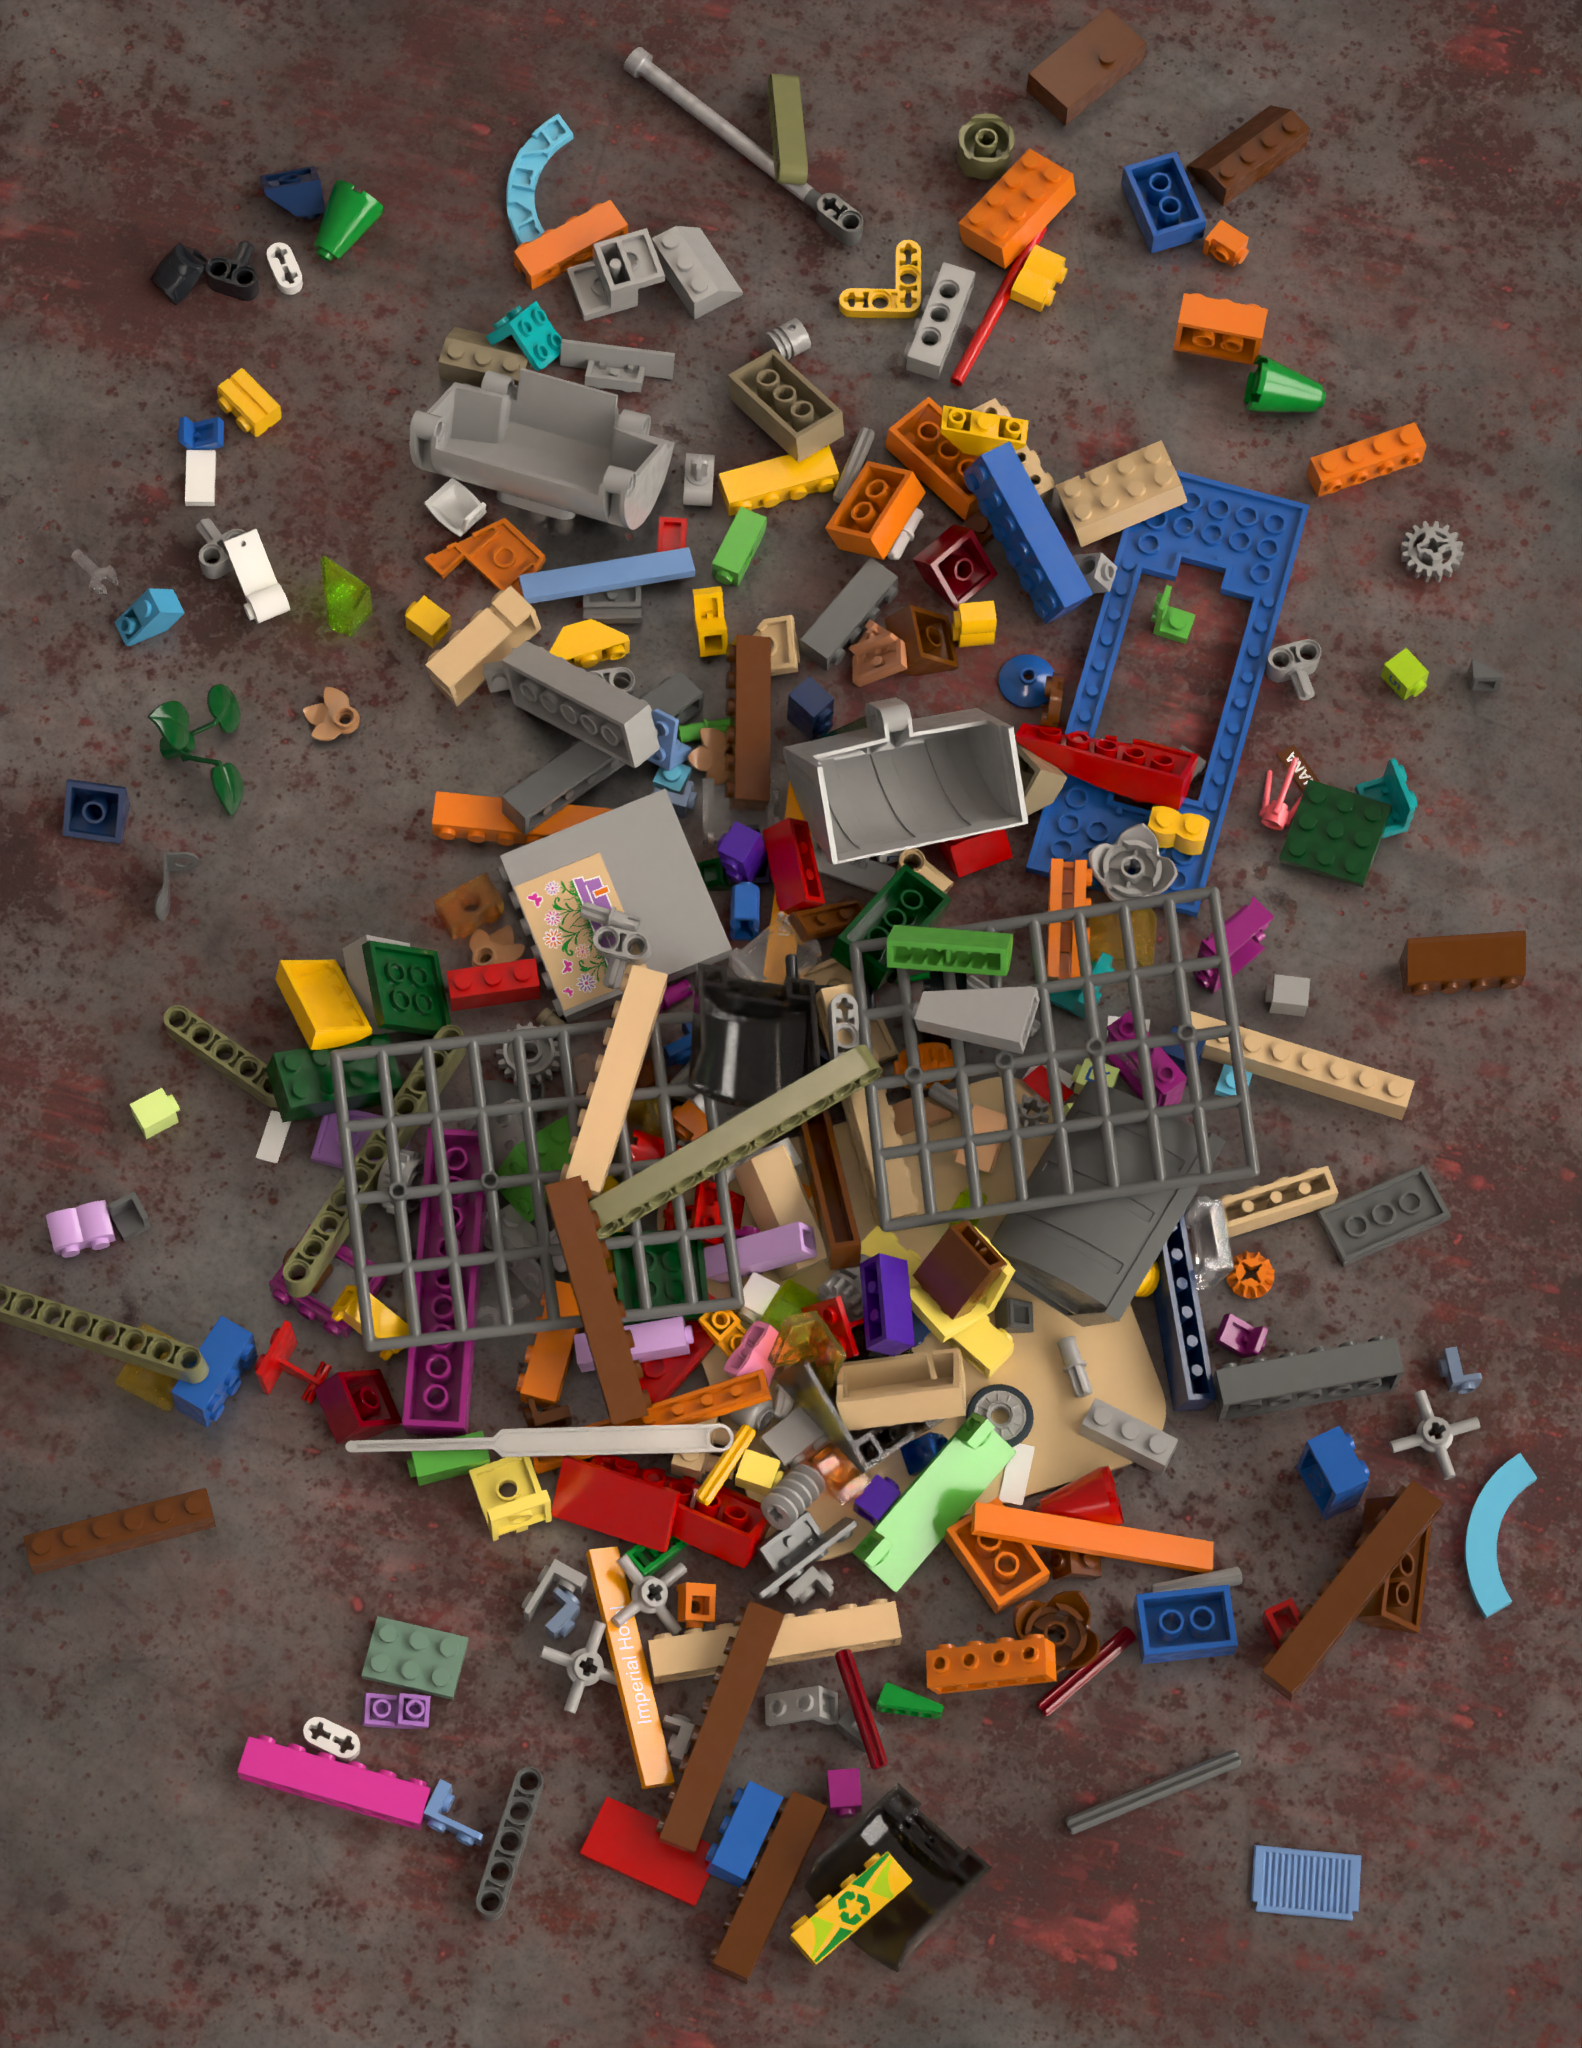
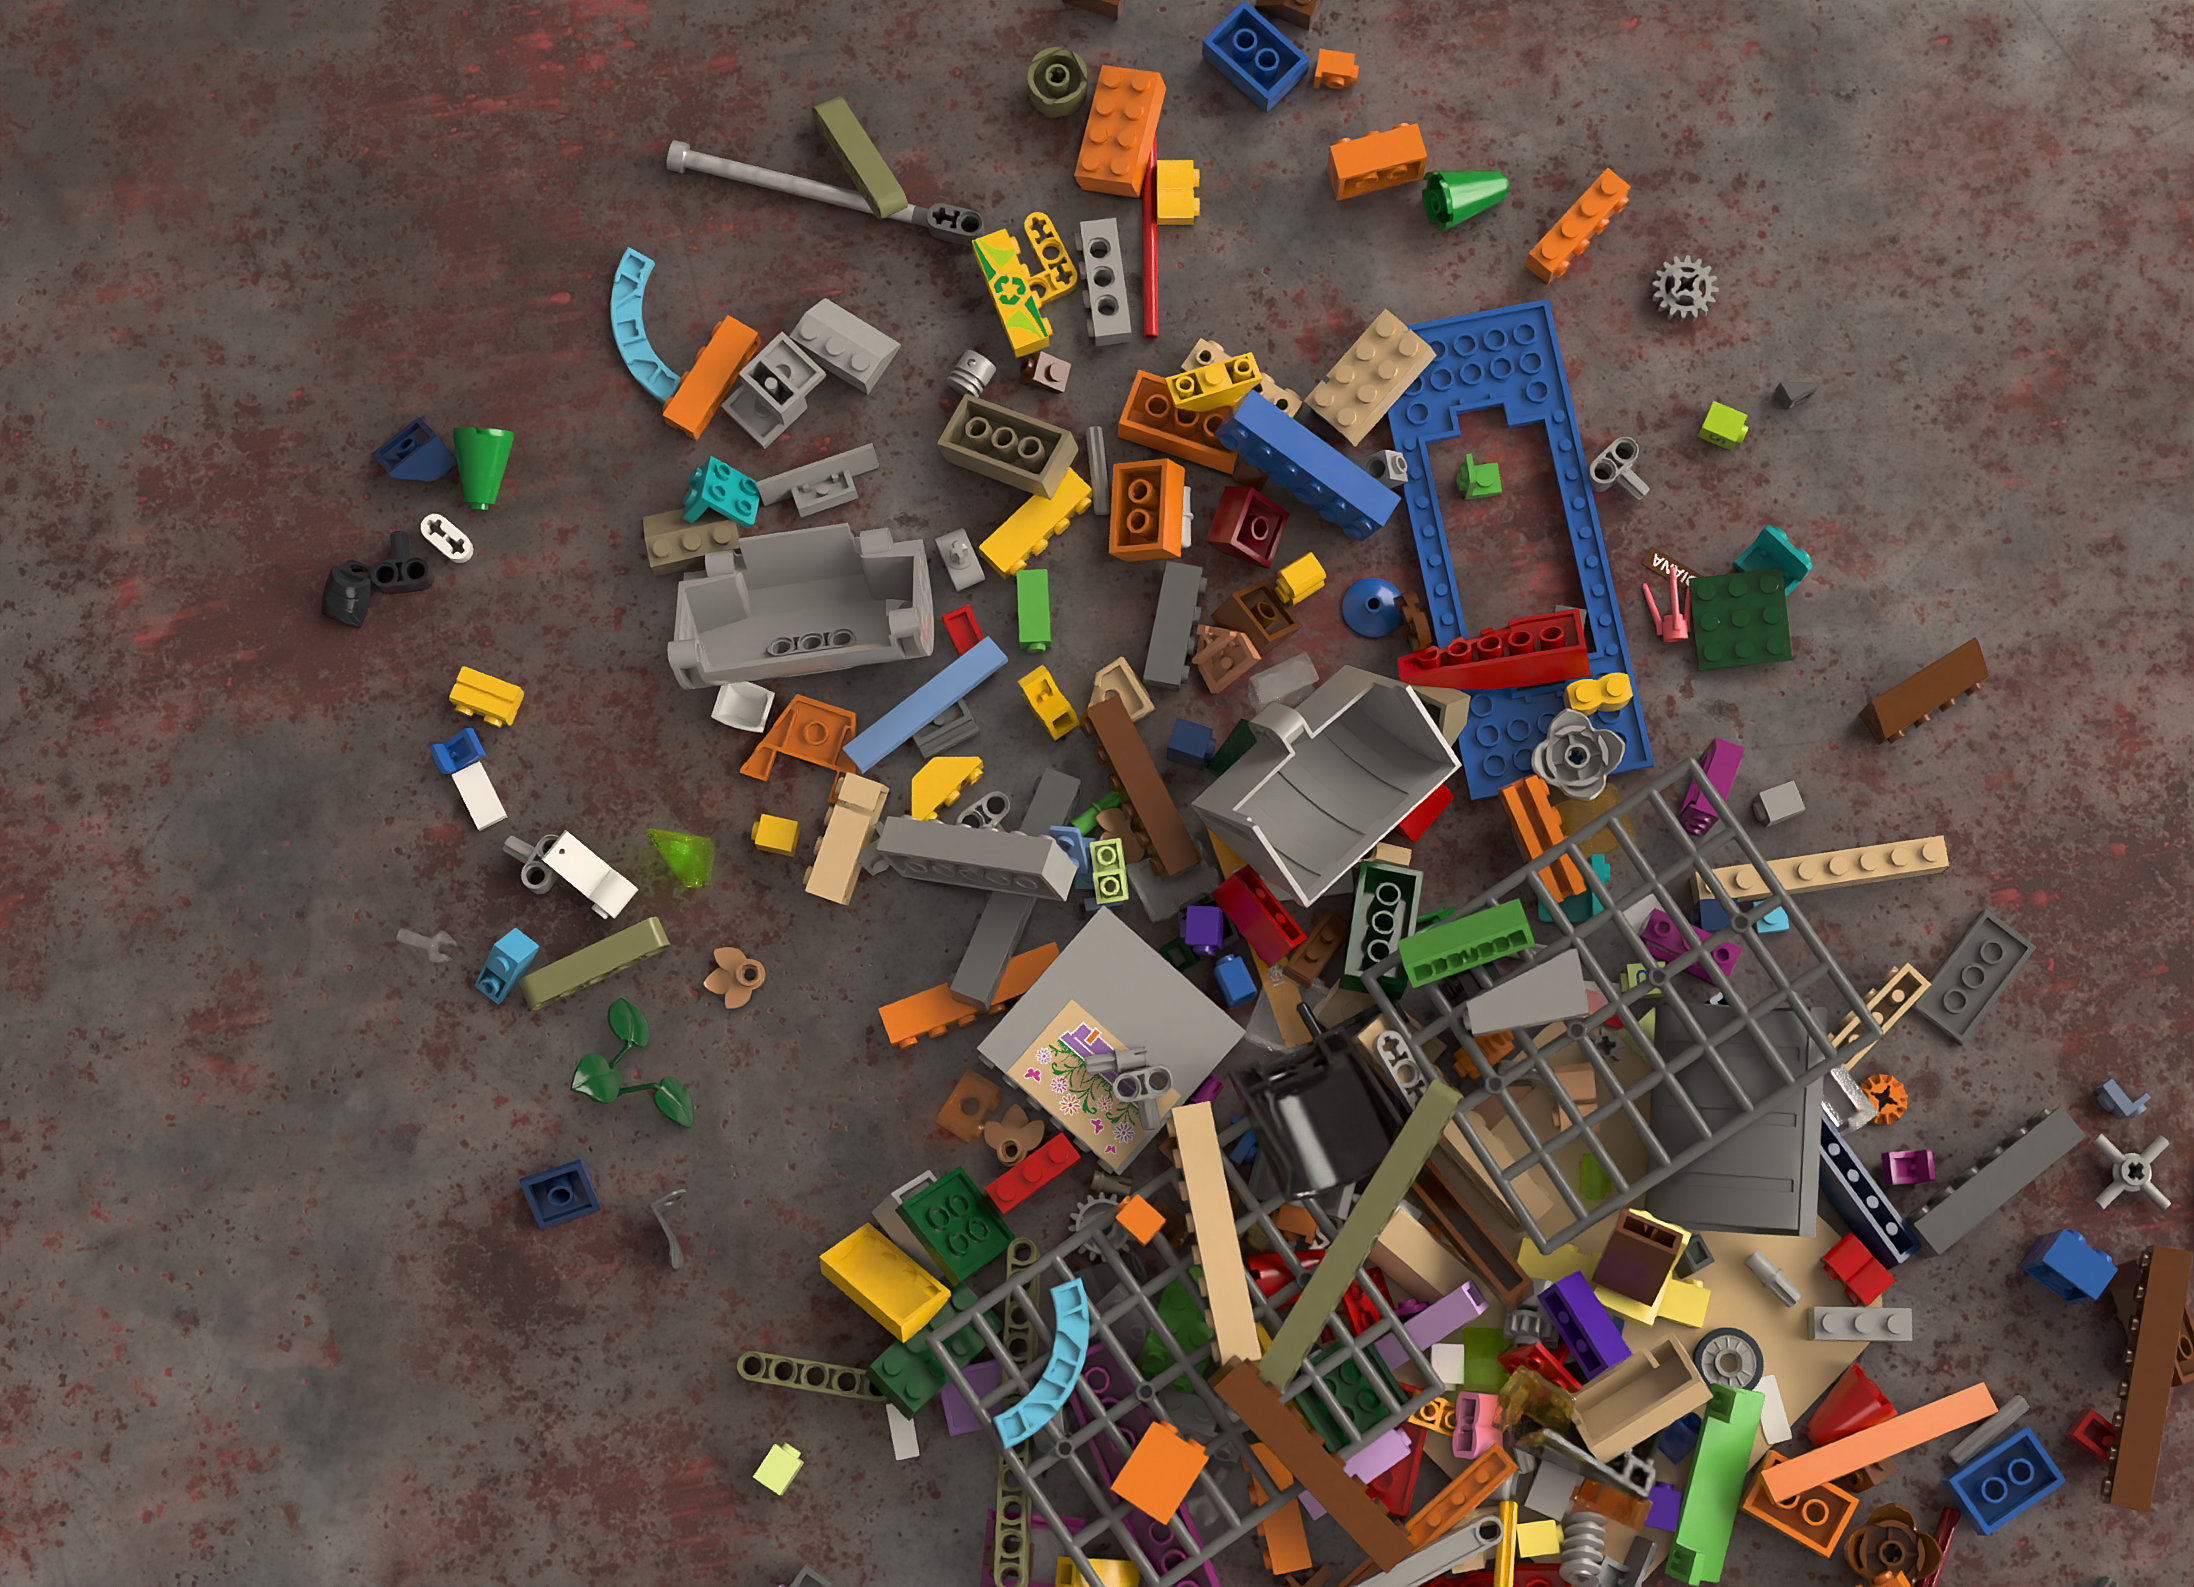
camera: 20 degrees left, 10 degrees up
(222, 649) = (594, 963): none -> olive beam
(427, 1129) = (1061, 1372): none -> medium azure tile
(465, 1243) = (1160, 1471): none -> orange panel
(559, 1041) = (1139, 1219): none -> orange brick
(688, 773) = (1109, 871): none -> yellowish green slope
(851, 367) = (1045, 371): none -> bracket
(855, 290) = (1011, 293): none -> yellow brick
(918, 689) = (1283, 683): none -> clear panel
(1149, 1392) = (1856, 1271): none -> red brick

